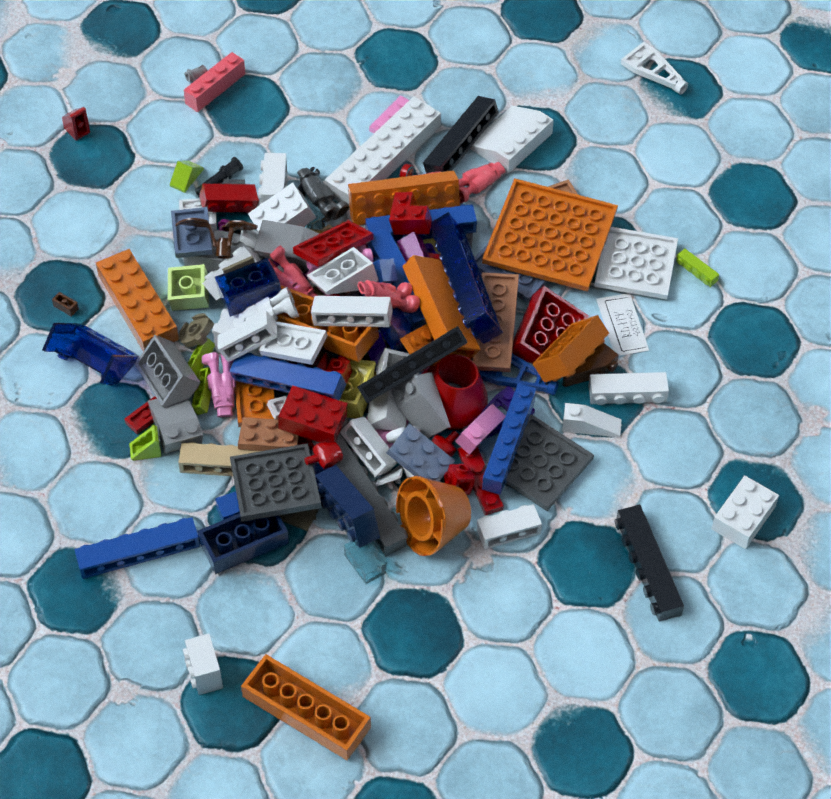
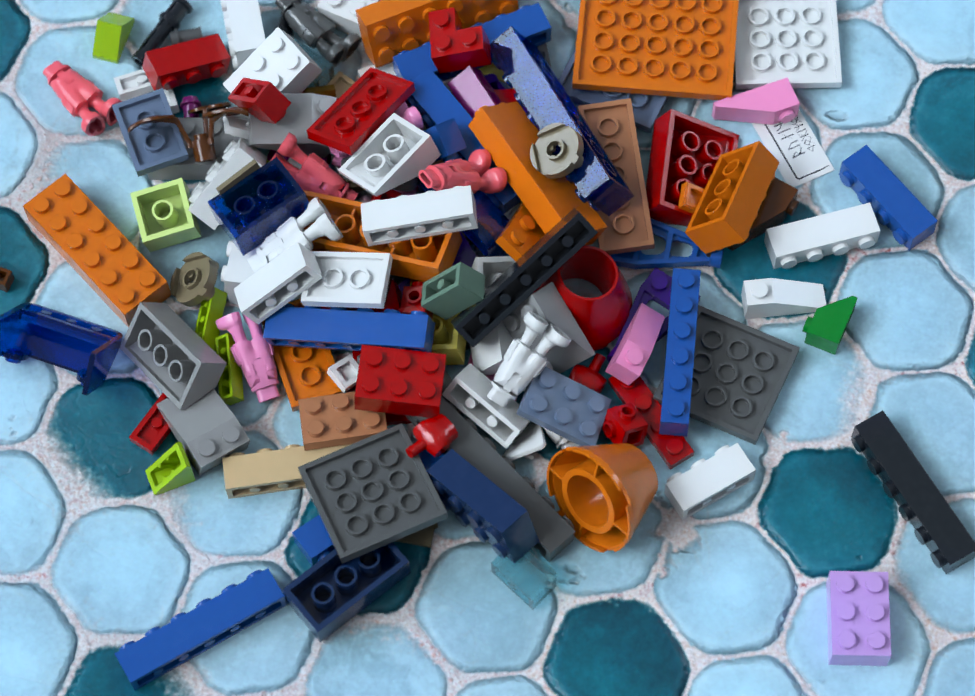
camera: 10 degrees left, 10 degrees up
(153, 207) = (80, 94): none -> coral piece
(268, 222) = (261, 99): none -> red slope
(363, 364) = (453, 290): none -> sand green brick
(397, 419) = (522, 362): none -> white piece
(461, 296) = (569, 156): none -> plate
(542, 343) = (690, 197): none -> orange tile
(588, 634) = (858, 618): none -> lavender brick
(609, 298) = (761, 105): none -> bright pink slope
(619, 444) = (829, 324): none -> green slope
(680, 373) = (888, 197): none -> blue brick
(697, 267) = (871, 30): lime piece -> none

